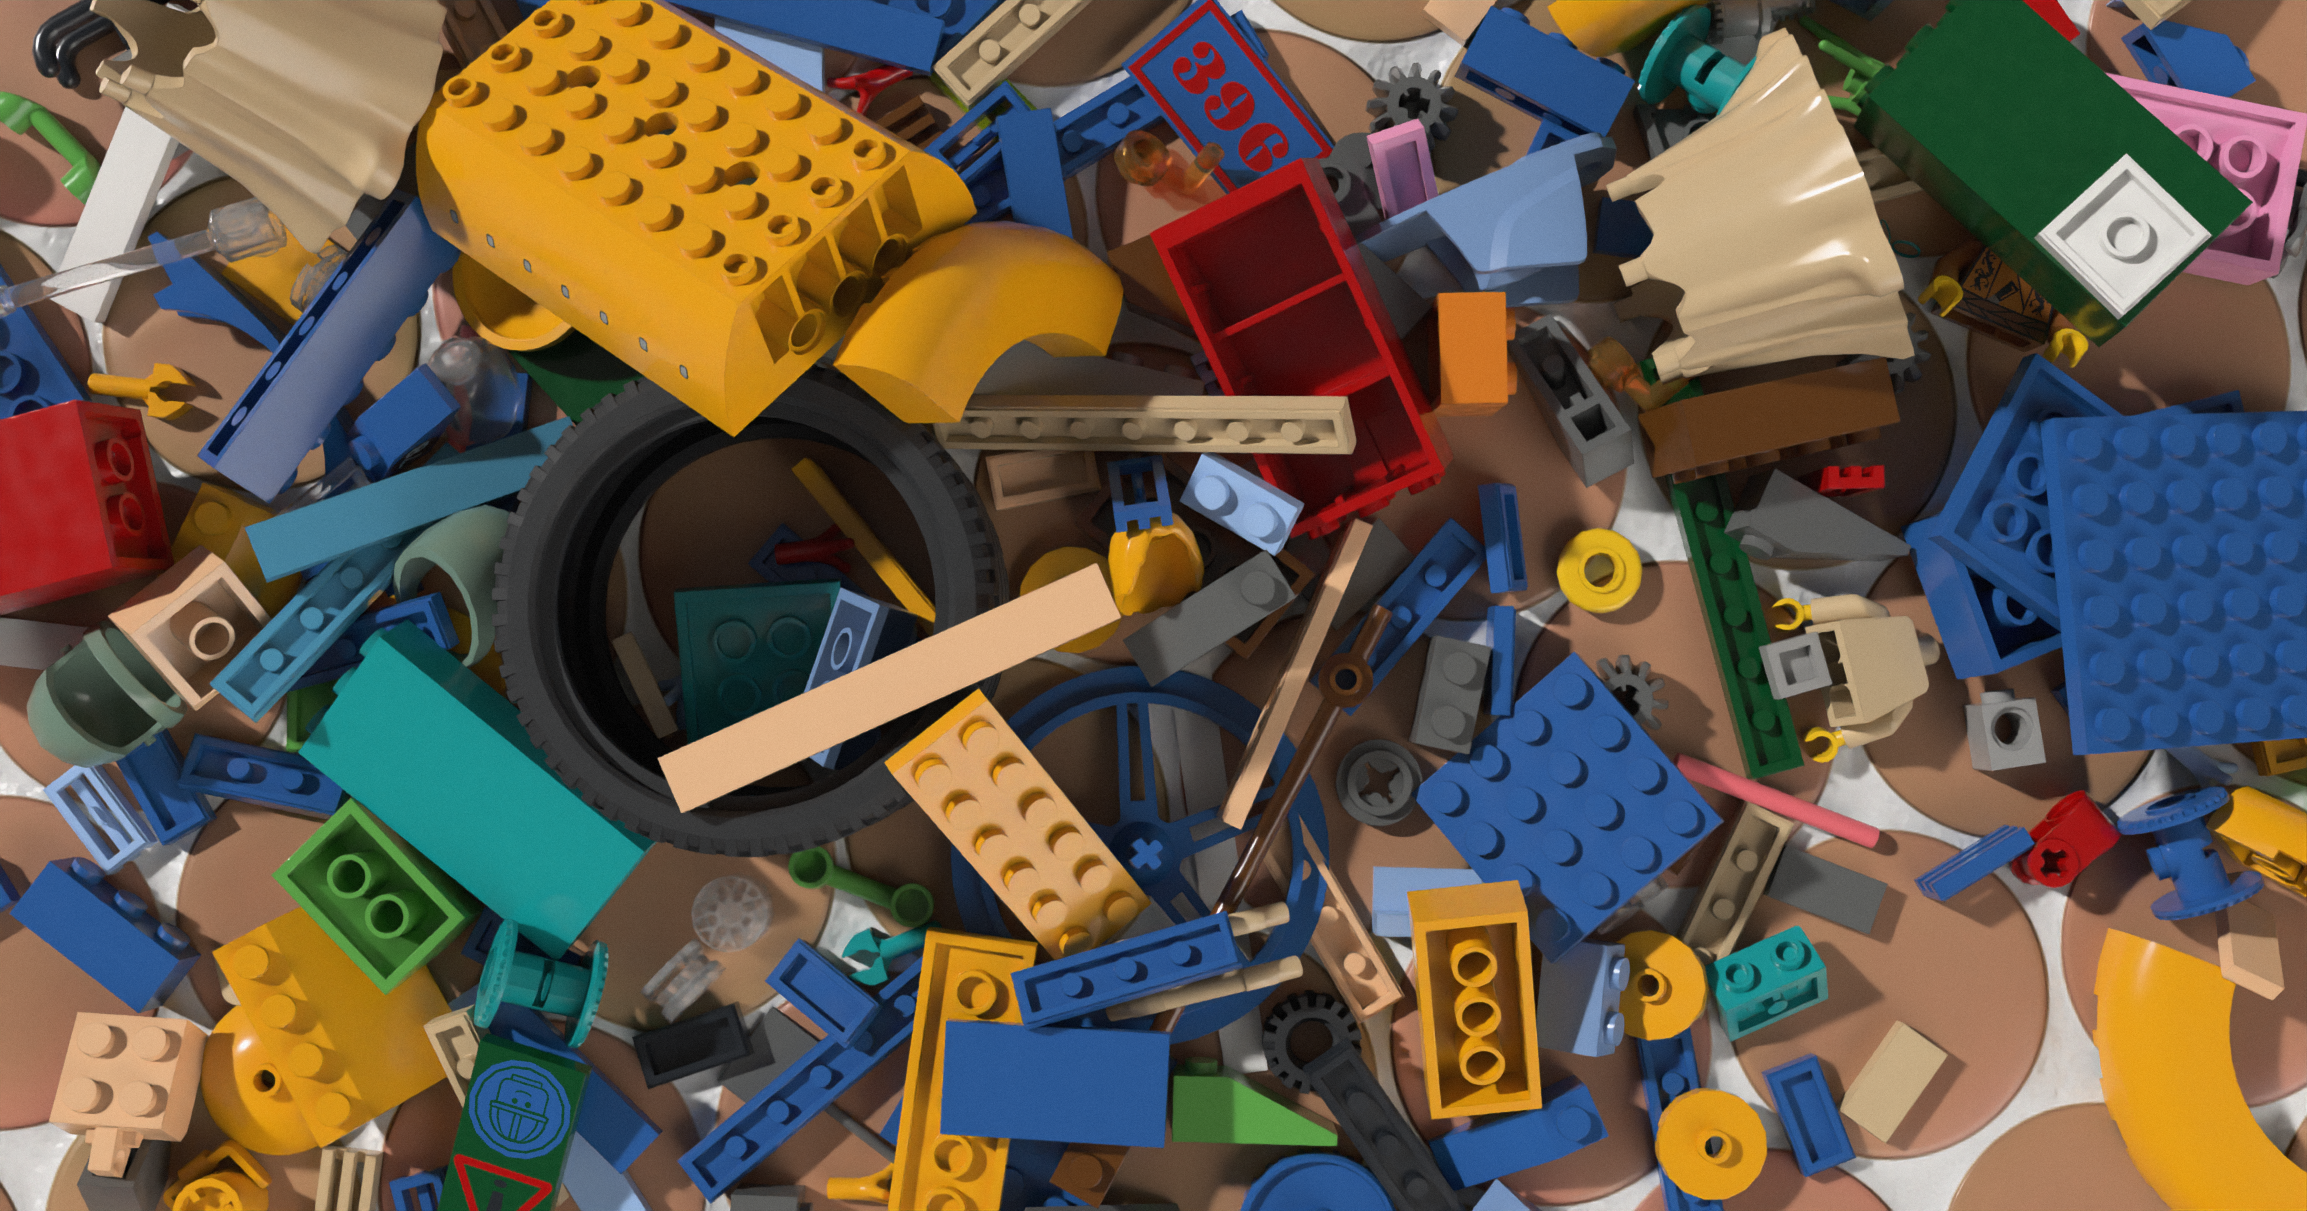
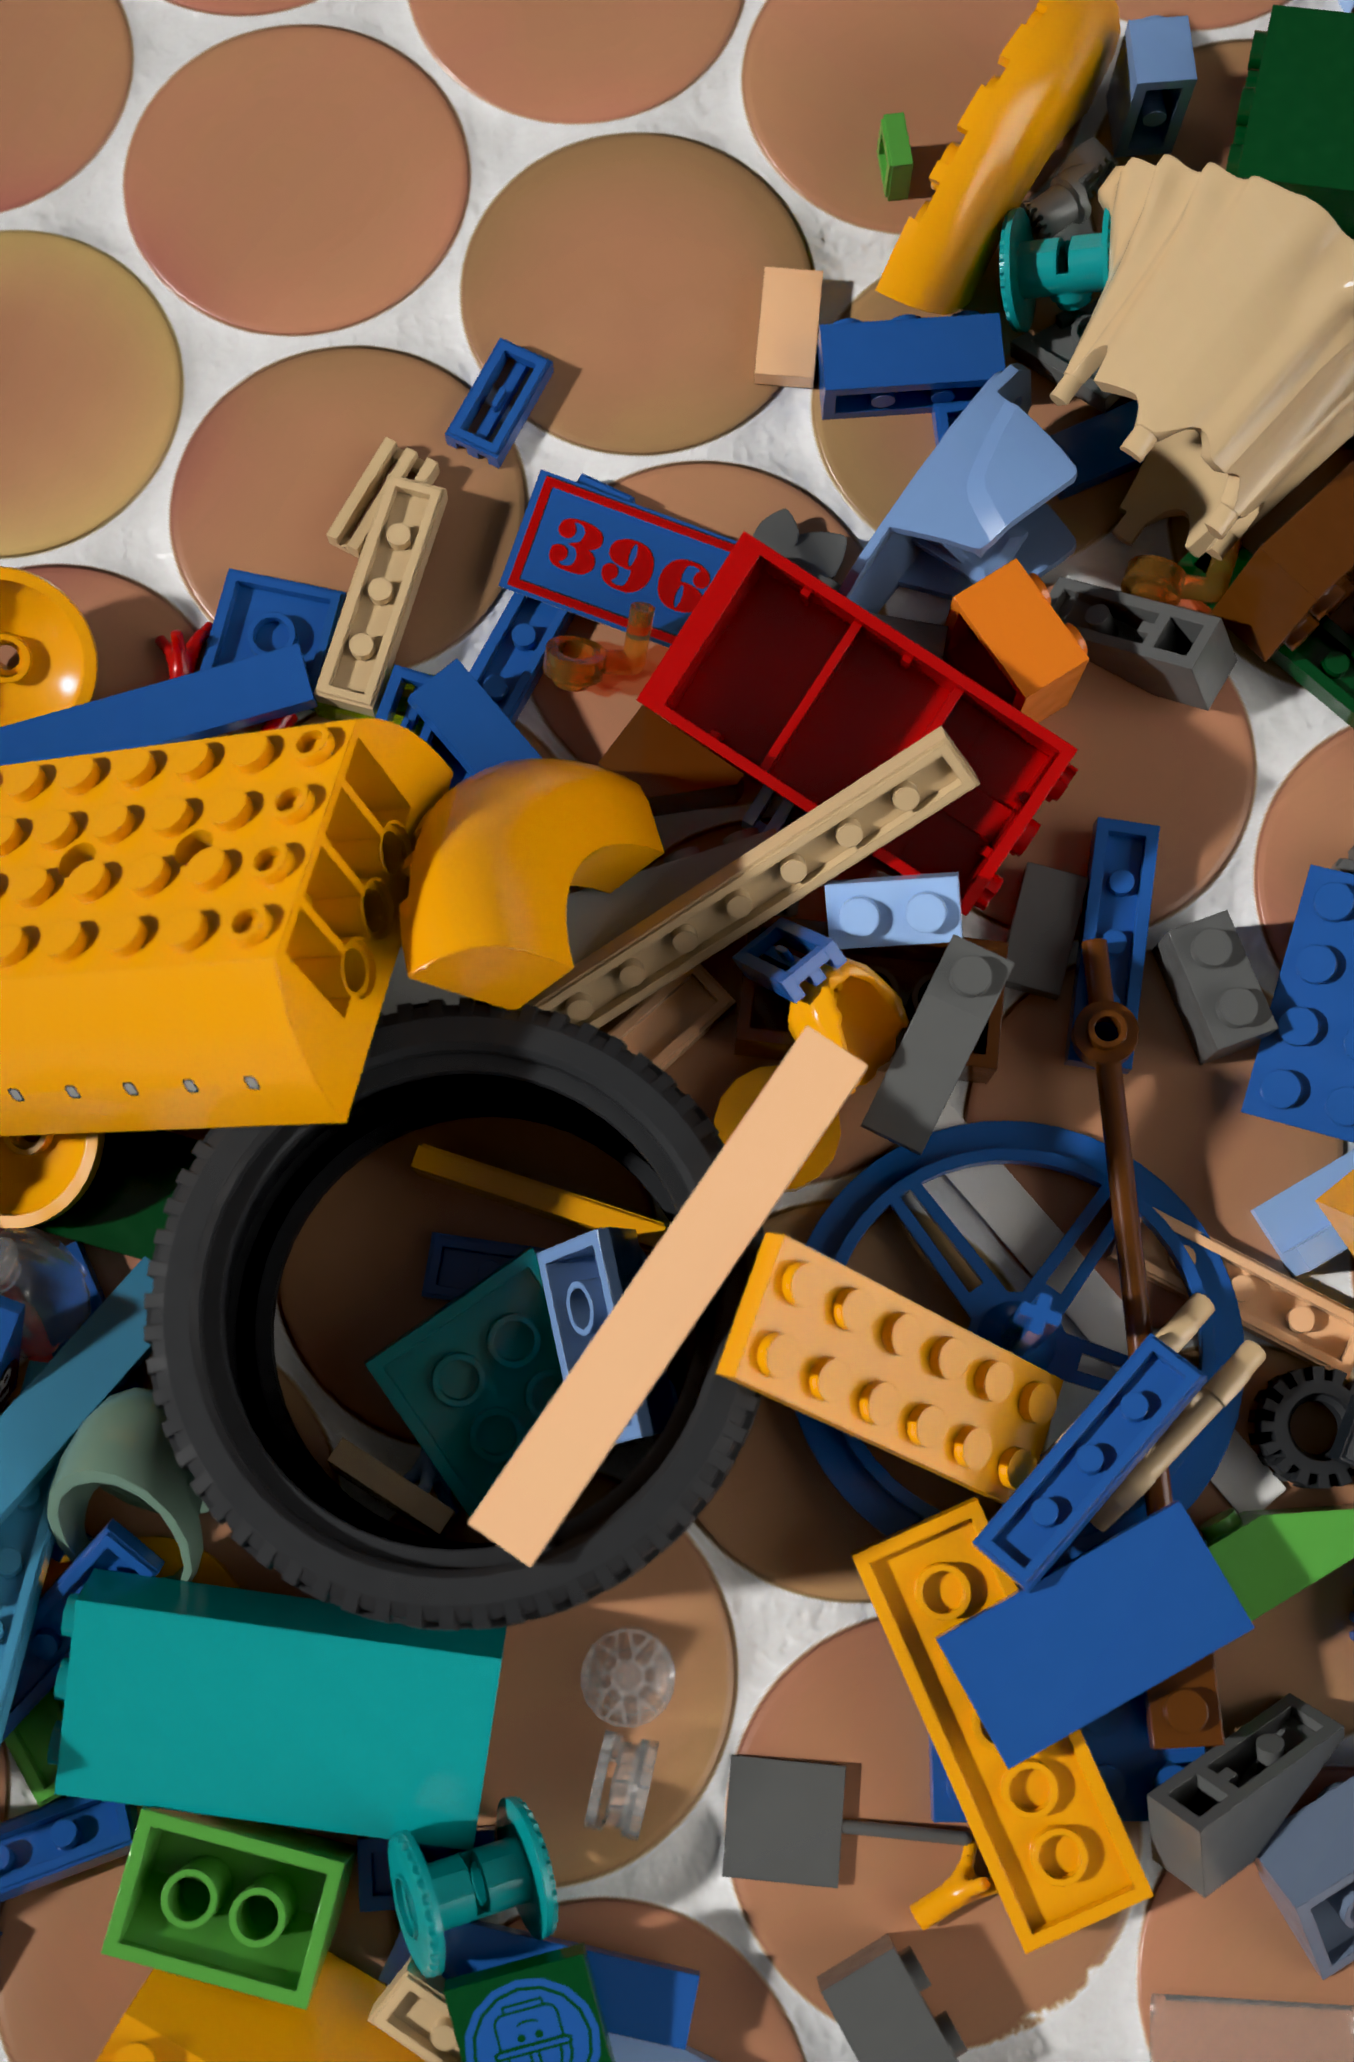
camera: 30 degrees left, 10 degrees down
(693, 1045) = (673, 1852): black tile -> none
(801, 1093) = (824, 1818): blue tile -> none
(815, 868) = (810, 1548): bright green bar -> none
(818, 549) = (486, 1235): red bar -> none
(824, 993) = (780, 1702): blue tile -> none
(888, 948) = (818, 1611): teal bar -> none
(1293, 672) = (1051, 1061): light nougat tile -> none
(1353, 776) = (1188, 1093): dark grey gear -> none
(1402, 167) = (832, 516): bright pink tile -> none
(1427, 98) = (804, 466): dark grey gear -> none
(1500, 667) = (1218, 891): blue tile -> none
(1503, 537) = (1161, 806): blue tile -> none
(1625, 564) = (1292, 764): yellow piece -> none

